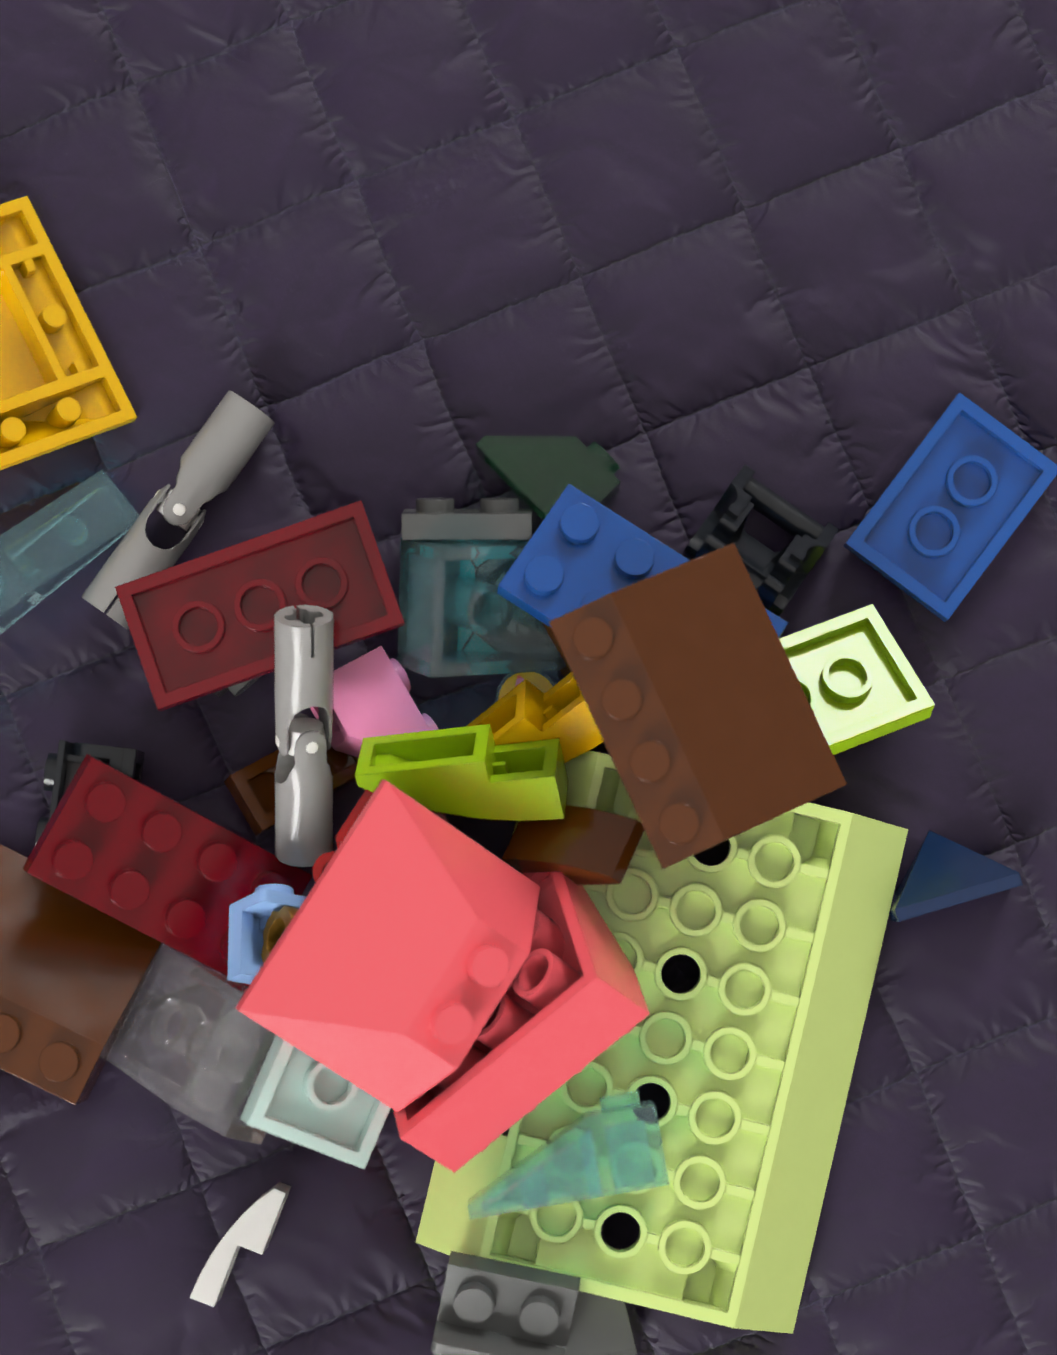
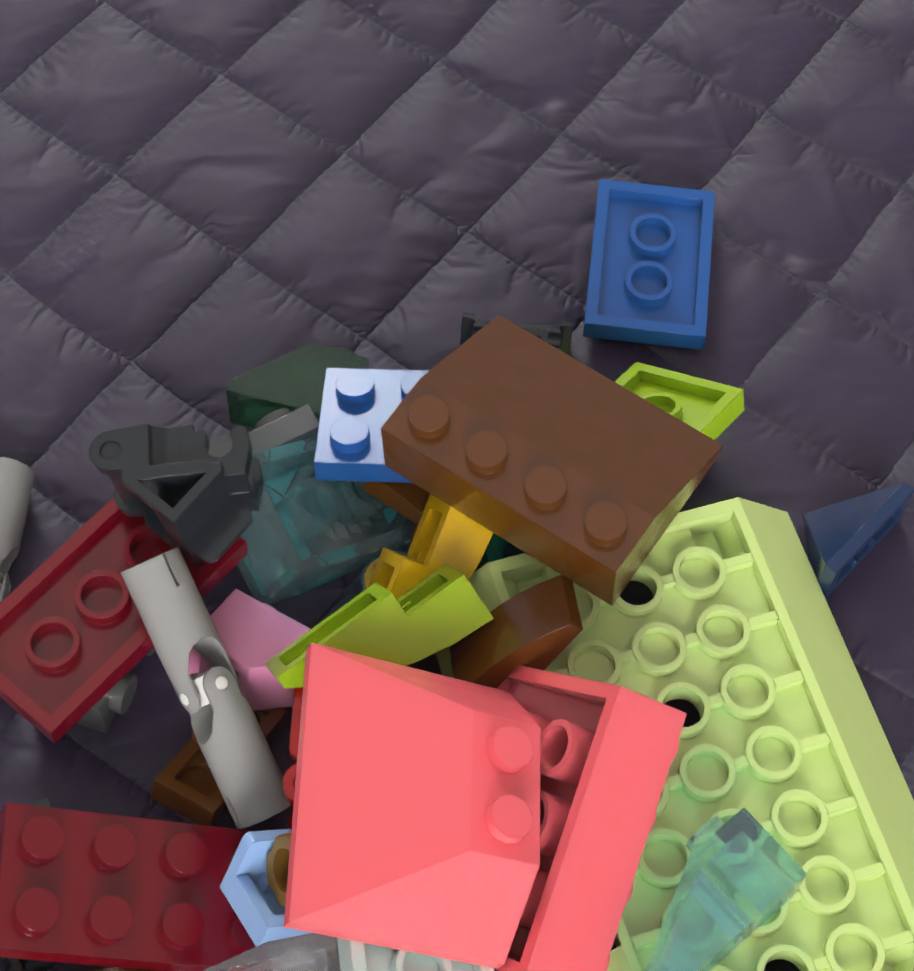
camera: 35 degrees left, 25 degrees down
(363, 574) = (180, 488): none -> black piece

